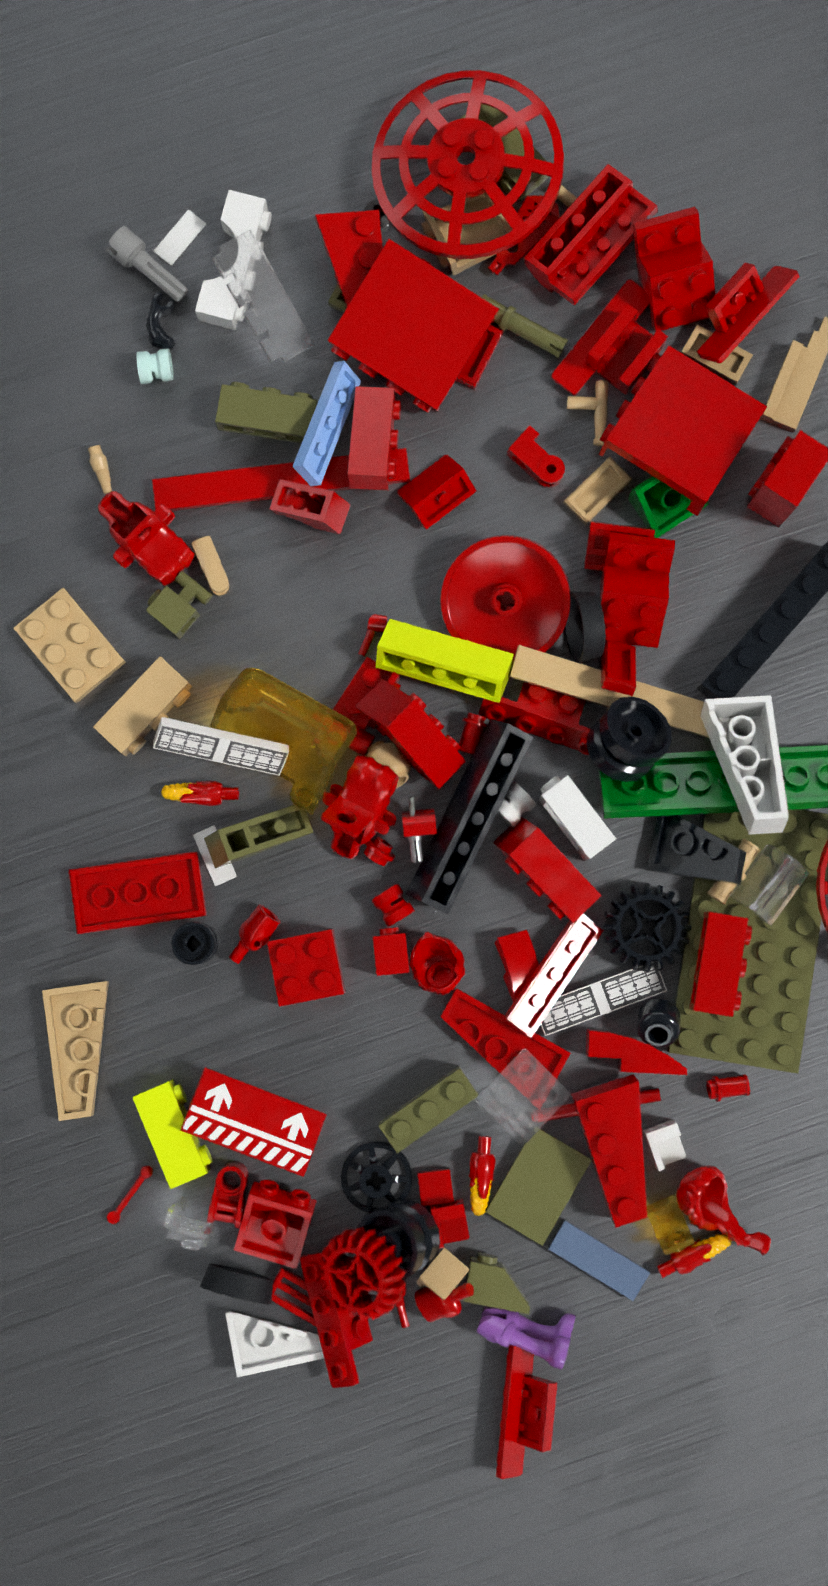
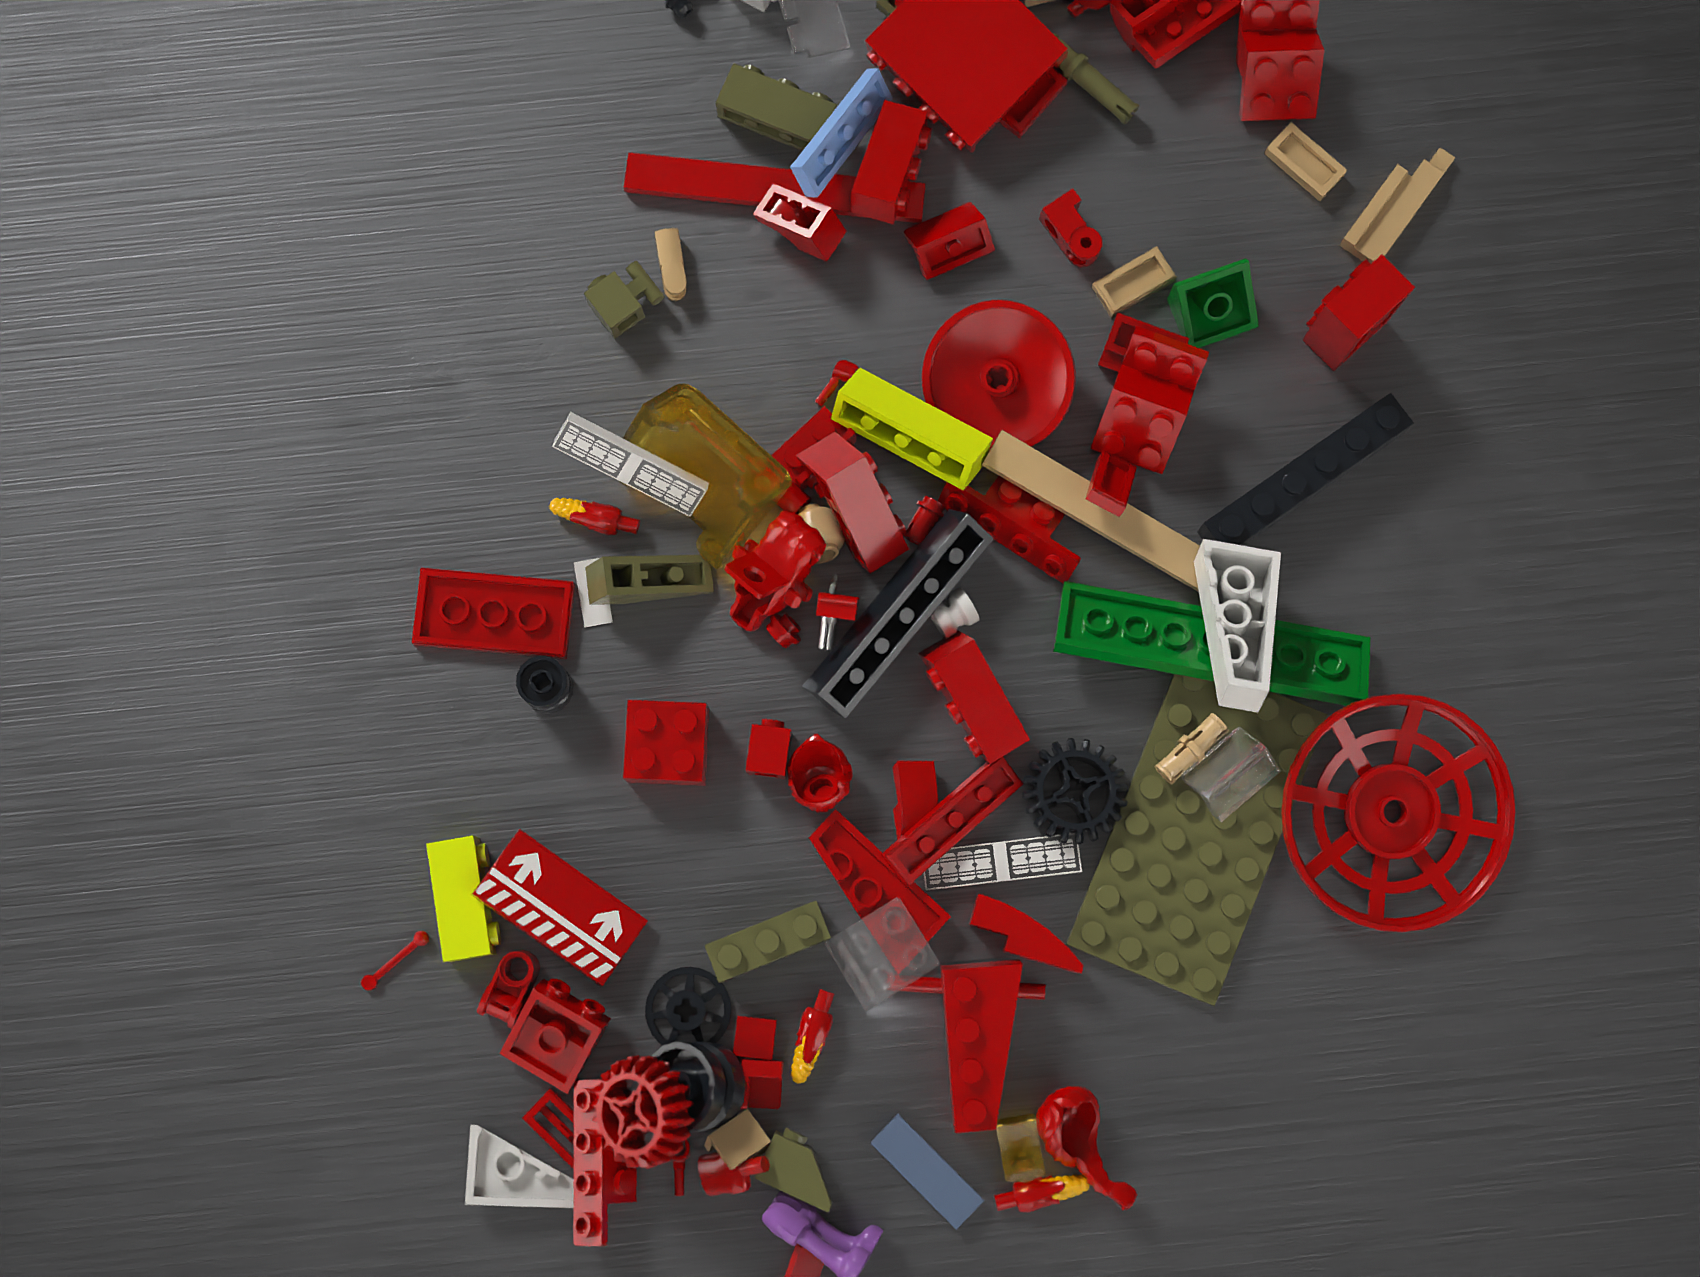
camera: 10 degrees right, 5 degrees down
(69, 645) = (487, 315): tan plate -> none
(75, 1040) = (378, 762): tan wing -> none
(99, 465) = (573, 125): tan piece -> none
(143, 707) = (545, 404): tan brick -> none
(145, 537) = (604, 213): red piece -> none
(154, 366) = (663, 28): light aqua wheel -> none
(189, 1231) = (453, 1018): clear bracket -> none
(238, 1284) = (494, 1091): black tyre -> none
(255, 932) = (616, 689): red piece -> none
(393, 913) = (784, 695): red wheel -> none
(538, 1186) = (876, 1065): olive tile -> none
(575, 817) = (1020, 641): white window -> none
(585, 627) = (1083, 427): black tyre -> none
(596, 403) = (1157, 185): tan piece -> none
(601, 338) = (1178, 113): red bracket -> none
(629, 739) = (1103, 565): black wheel -> none
(632, 358) = (1208, 142): red panel -> none
(659, 1023) = (1063, 905): black head -> none
(664, 1143) = (1037, 1051): white panel -> none
(683, 426) = (1249, 228): red panel -> none
(694, 852) = (1149, 715): black wing -> none
(720, 964) = (1151, 851): red brick -> none
(727, 1087) = (1127, 1002): red pin -> none
(741, 306) = (1345, 111): red bracket -> none

